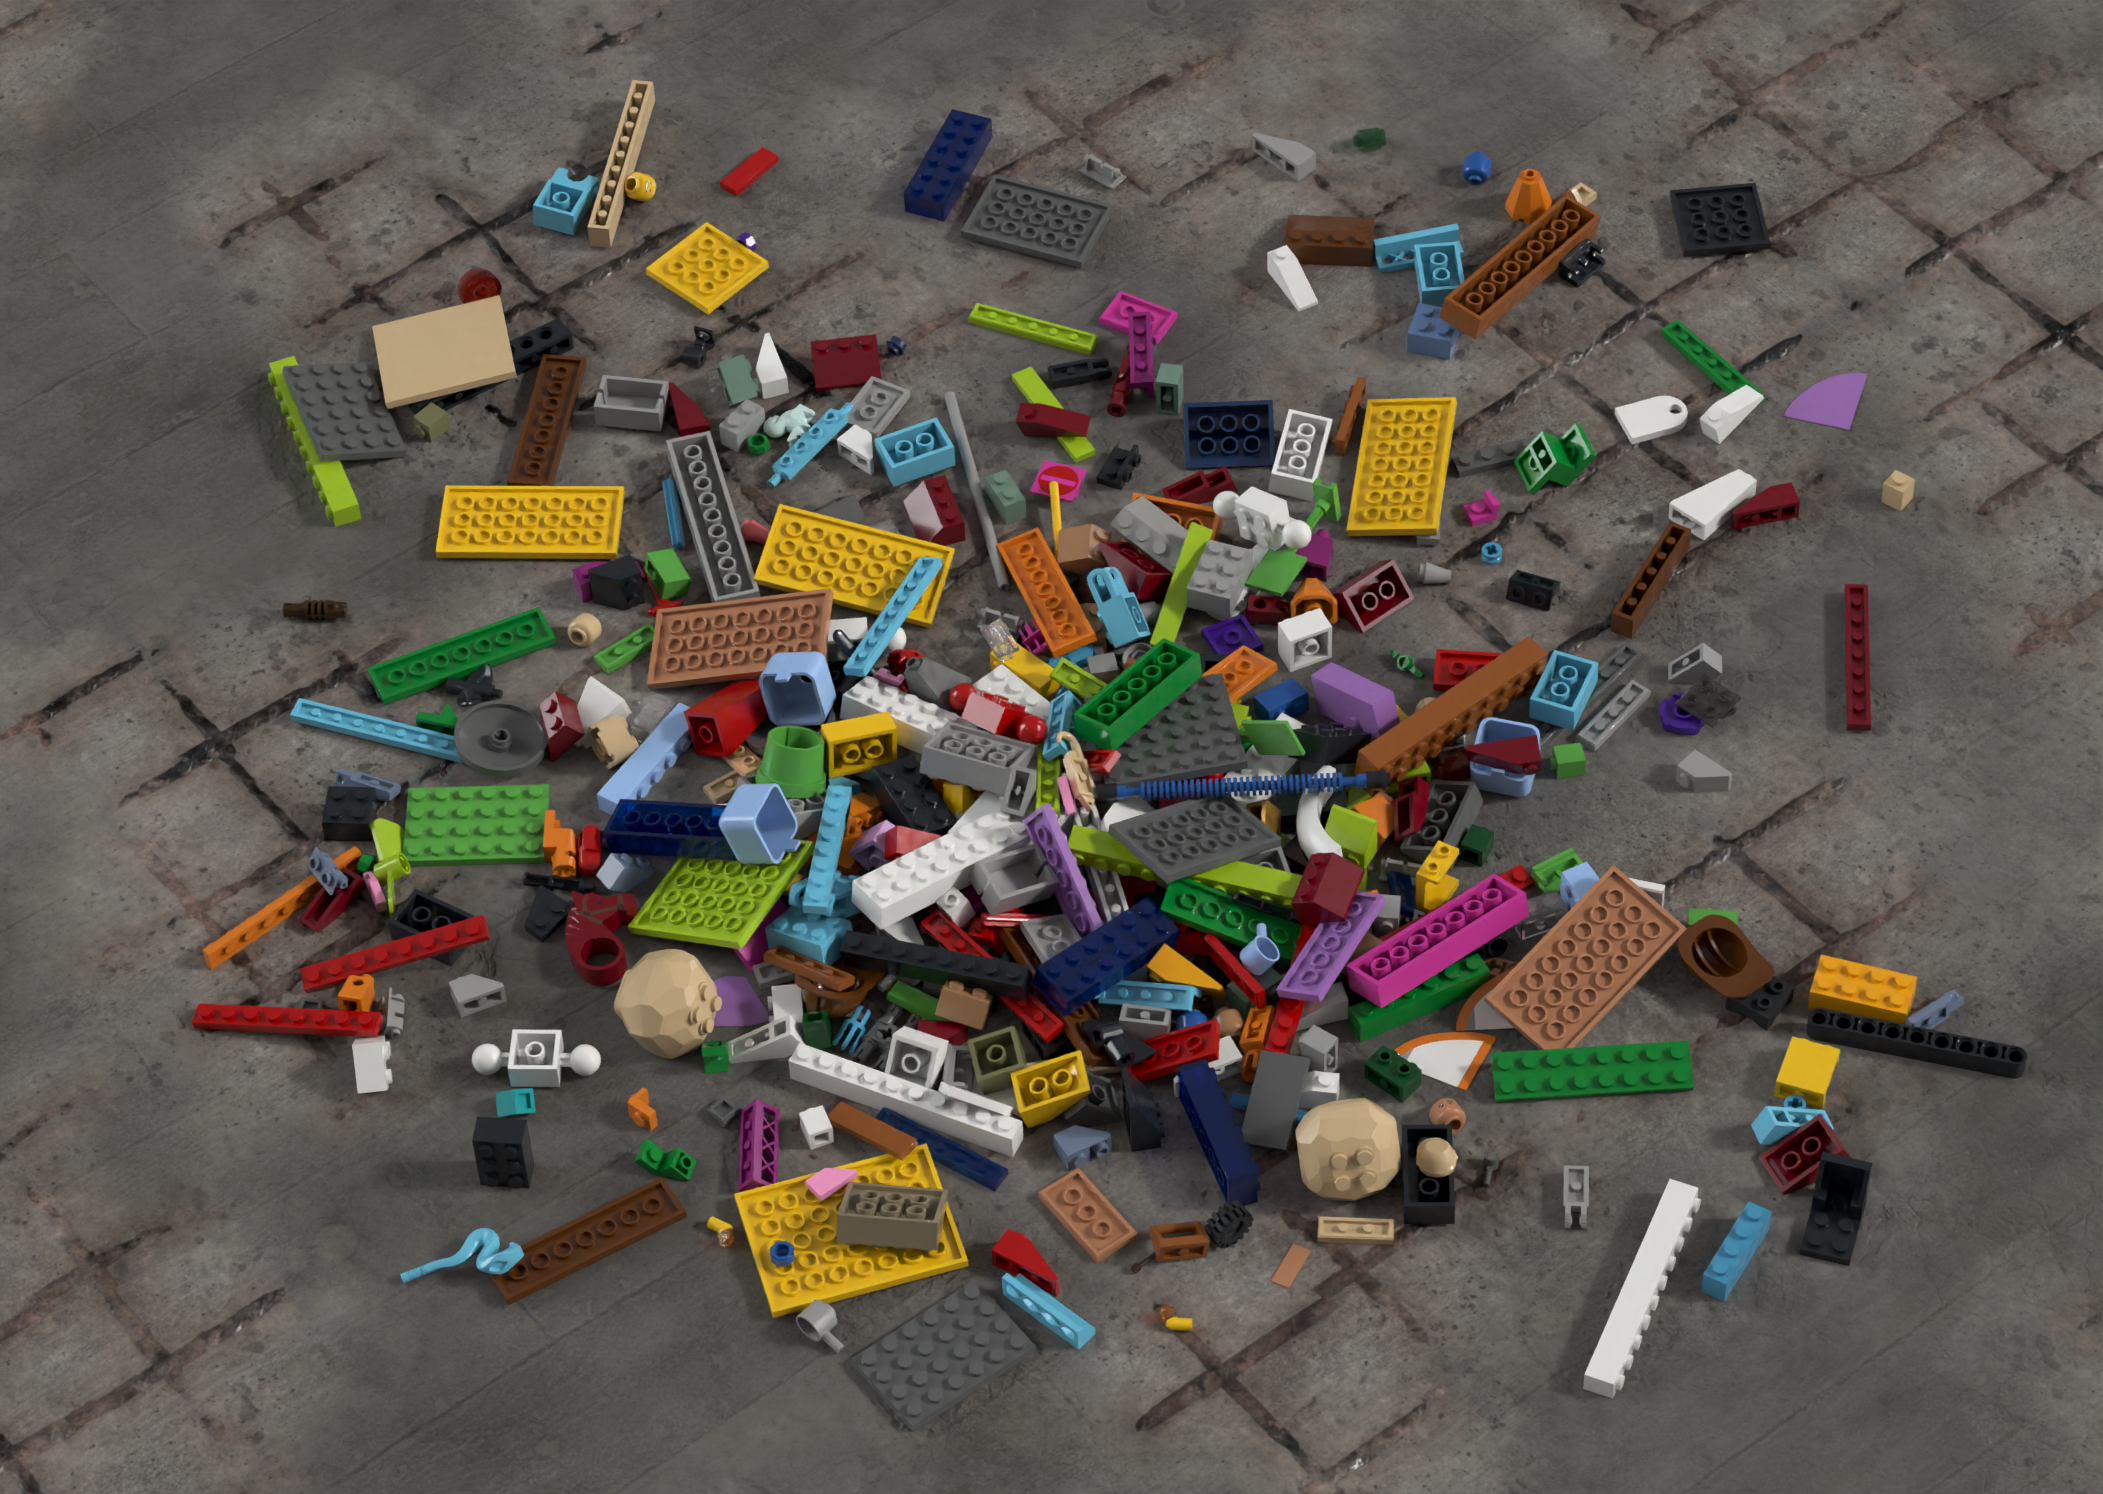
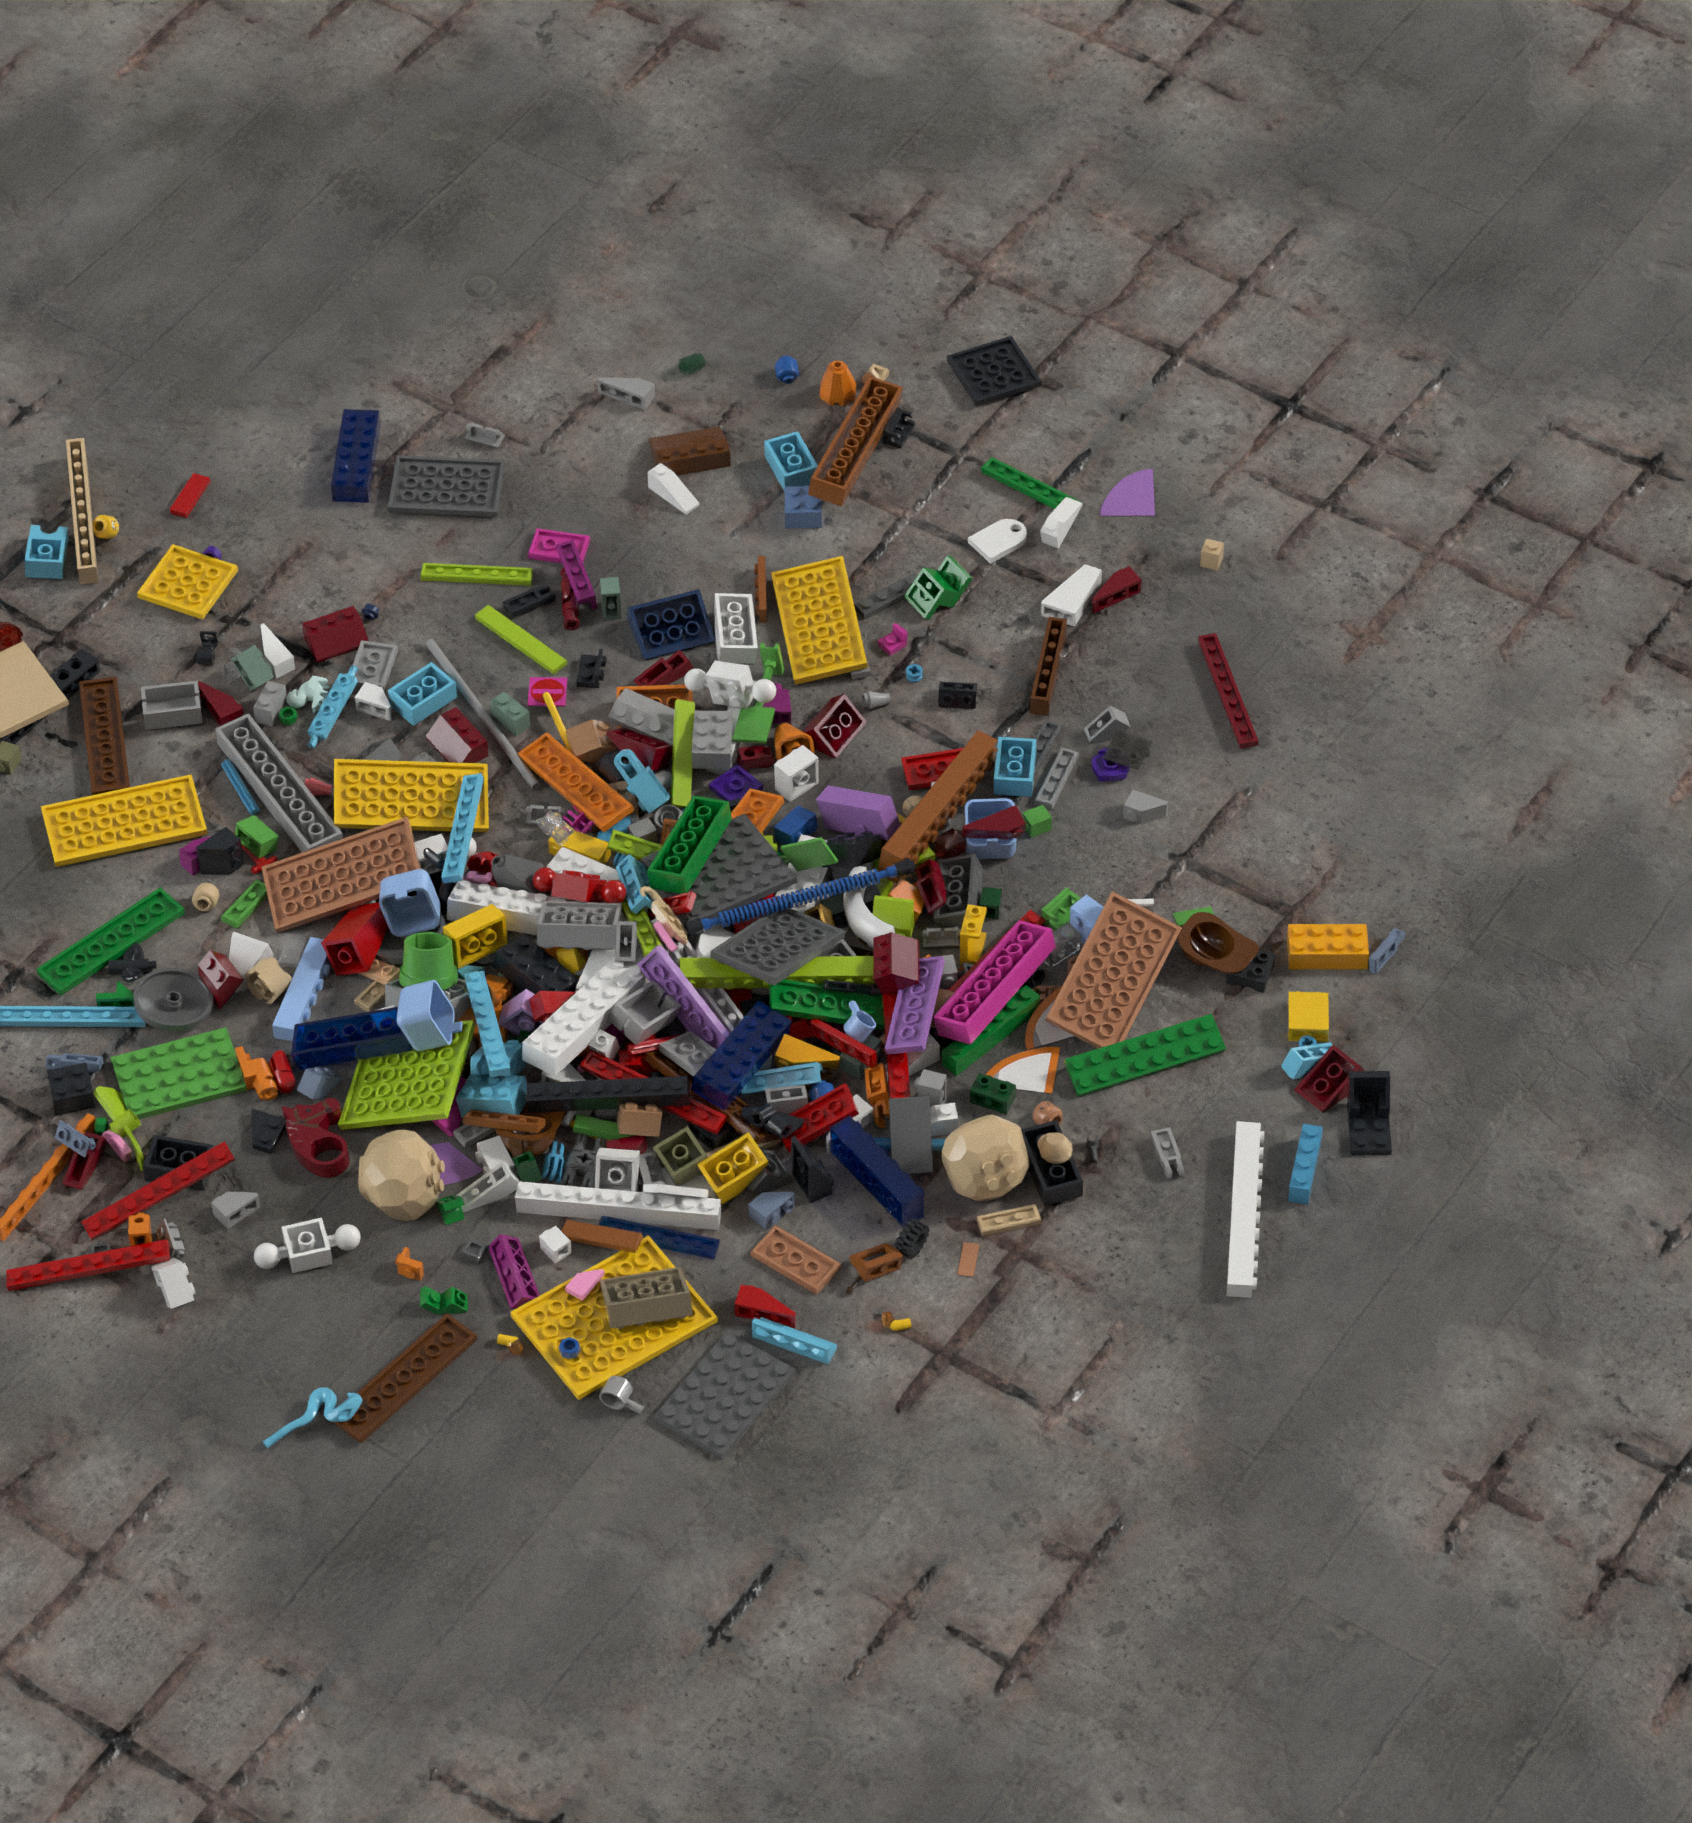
camera: 20 degrees left, 0 degrees up
(503, 1152) = (314, 1324): black brick -> none
(515, 1102) = (302, 1284): teal panel -> none
(558, 883) = (265, 1103): black piece -> none
(1047, 420) = (524, 644): dark red slope -> none
(1230, 1023) = (854, 1083): medium nougat head -> none
(1400, 245) = (747, 445): medium azure fence -> none
(1401, 885) = (944, 947): clear blue tile -> none
(1406, 663) = (880, 774): green piece -> none
(1916, 1043) = (1381, 975): black beam -> none

